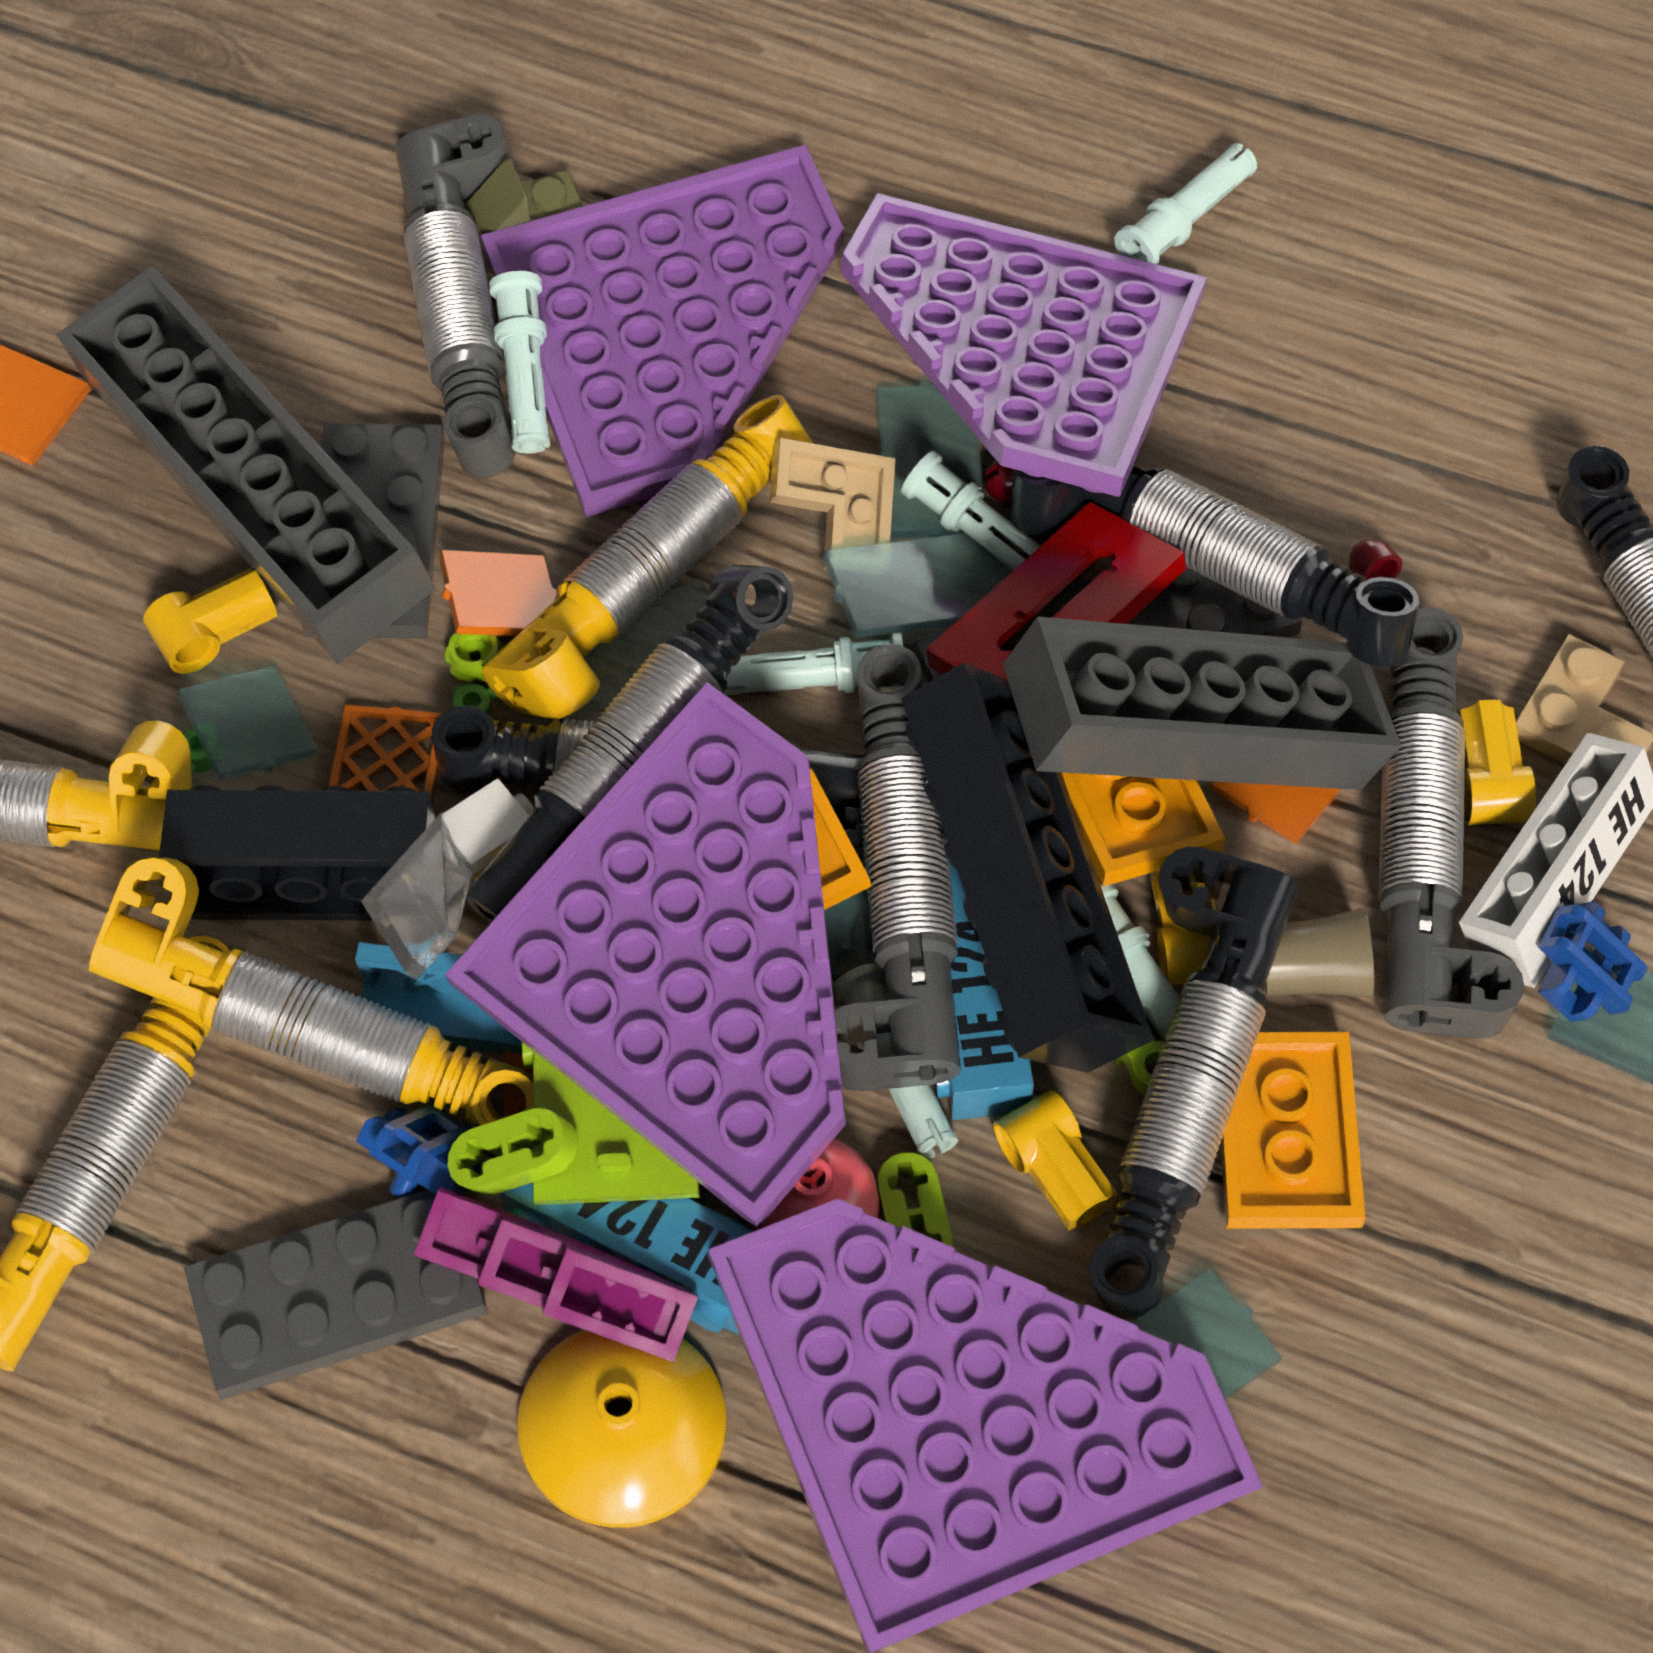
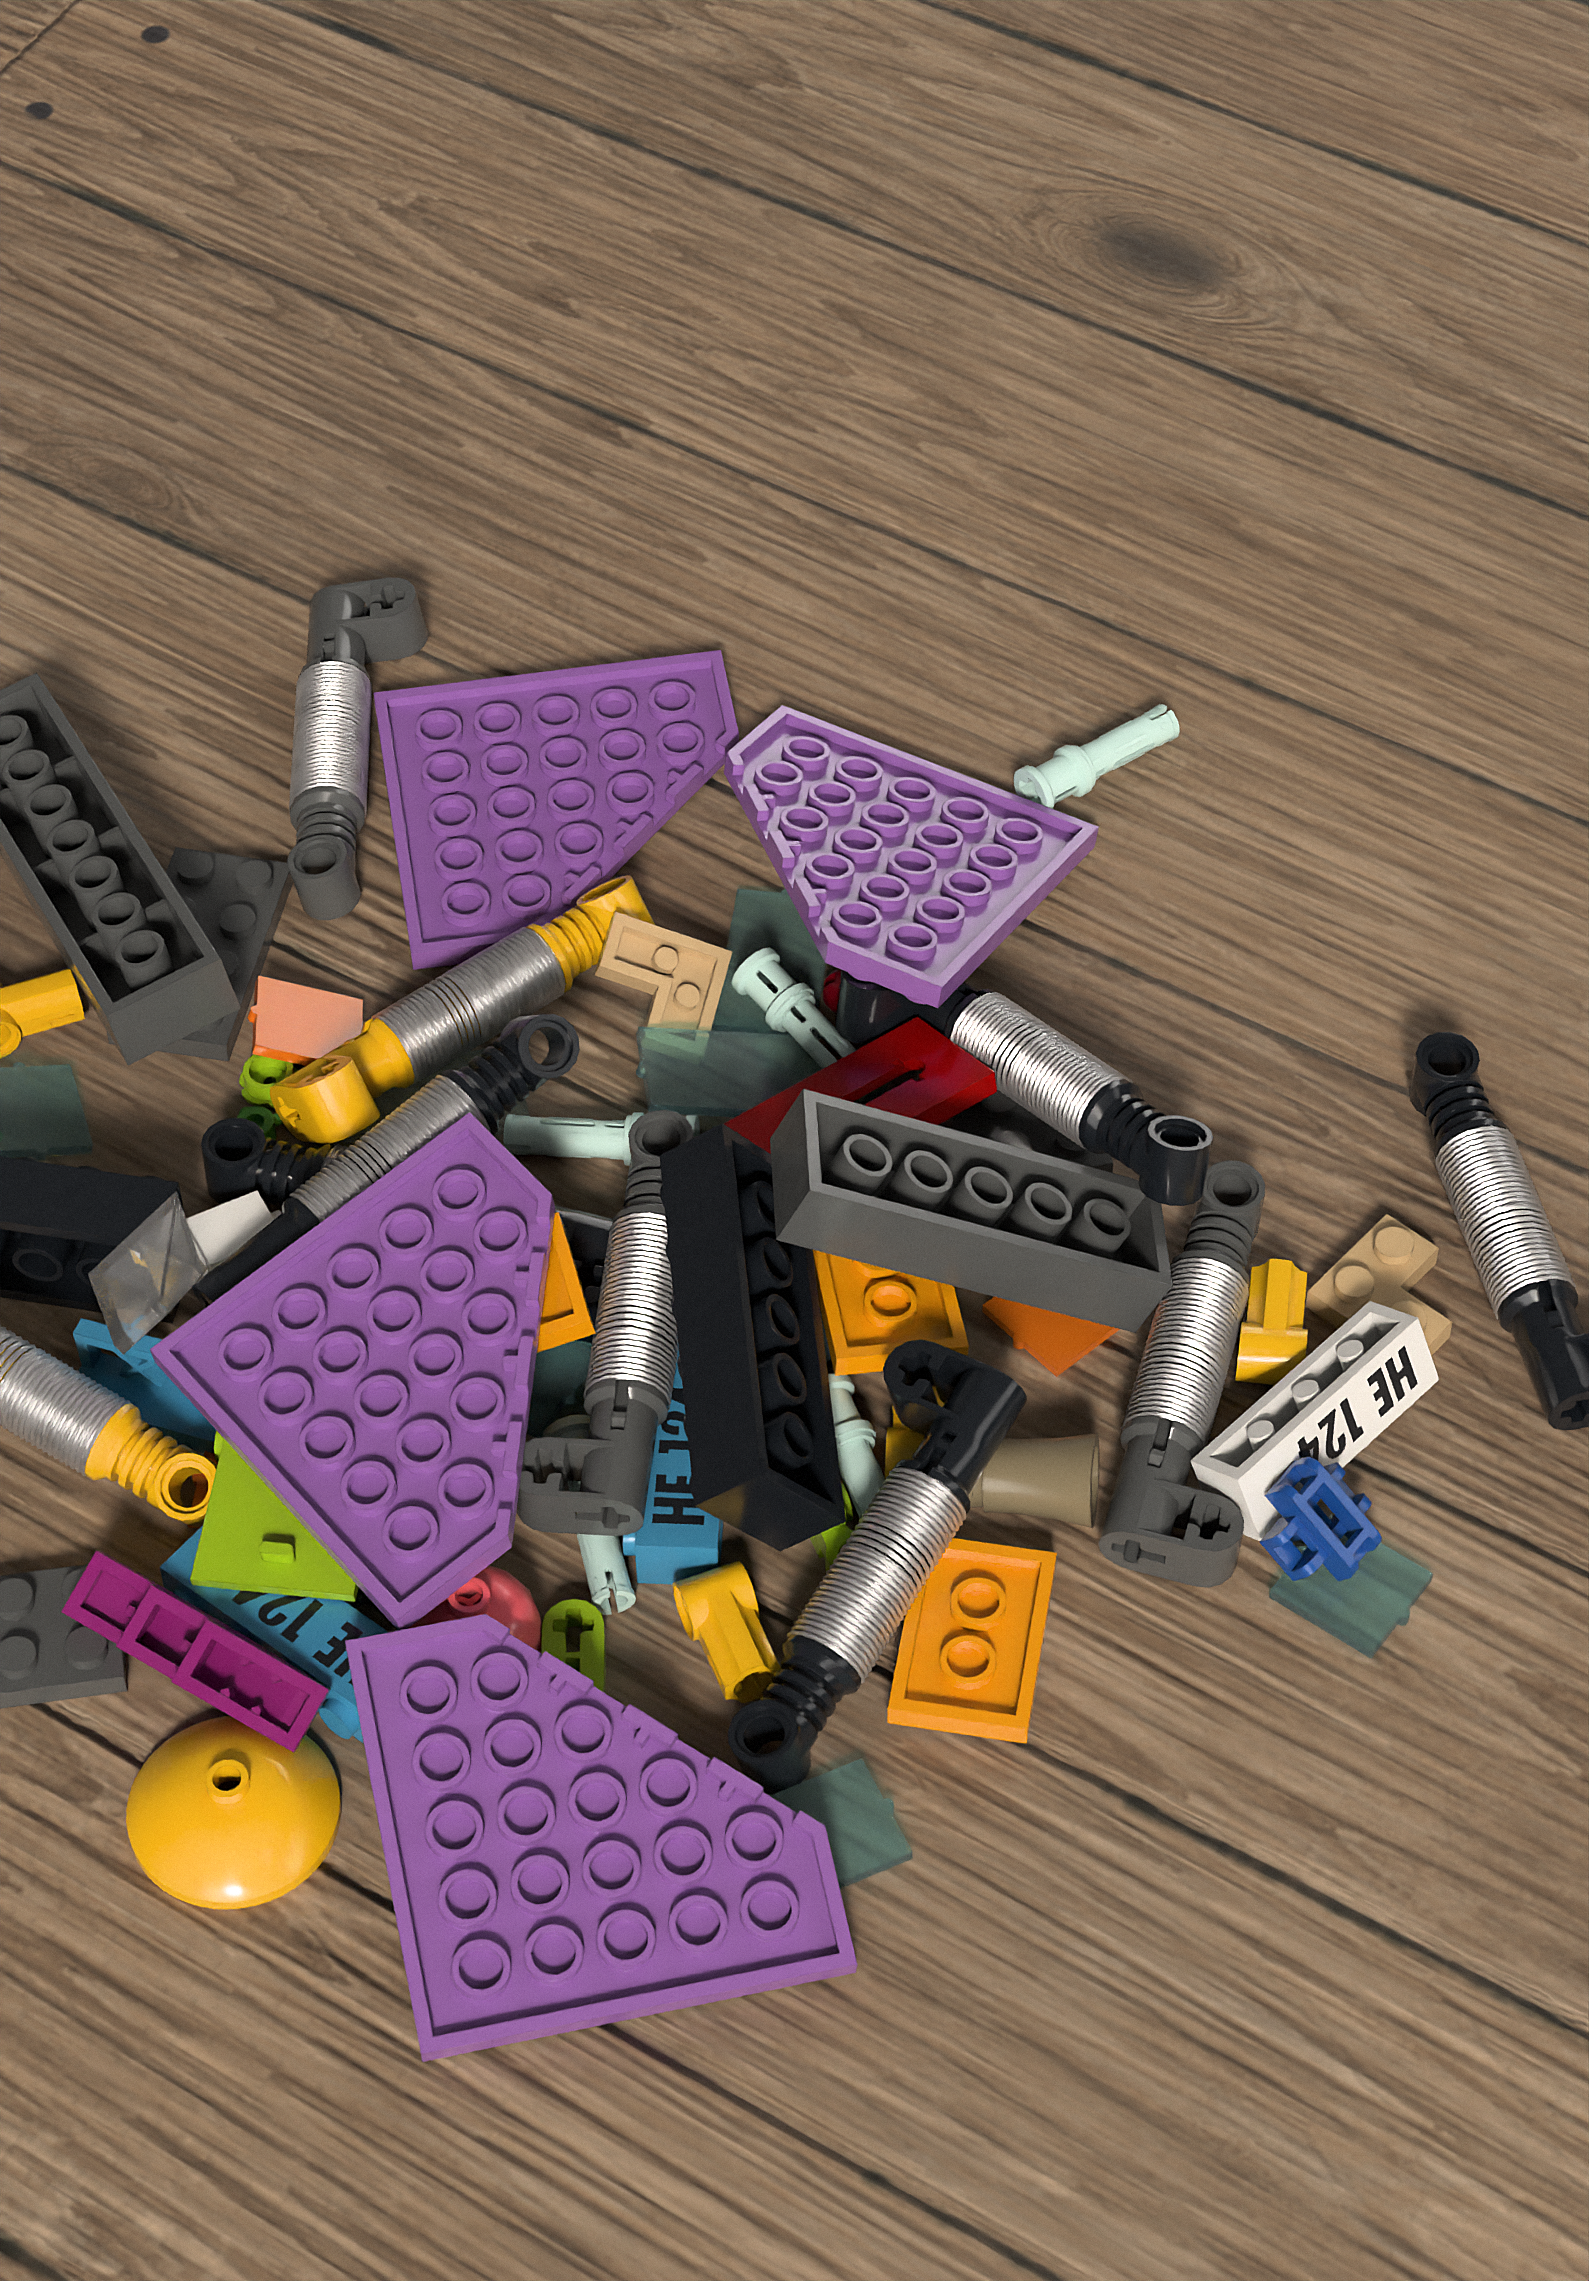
camera: 10 degrees right, 10 degrees down
(395, 717) = (176, 1130): orange window -> none
(415, 1148) = (99, 1520): blue piece -> none
(507, 202) = (406, 666): olive slope -> none
(509, 1141) = (179, 1520): lime beam -> none
(520, 336) = (385, 788): light aqua pin -> none
(1374, 559) = (1208, 1111): dark red hinge -> none

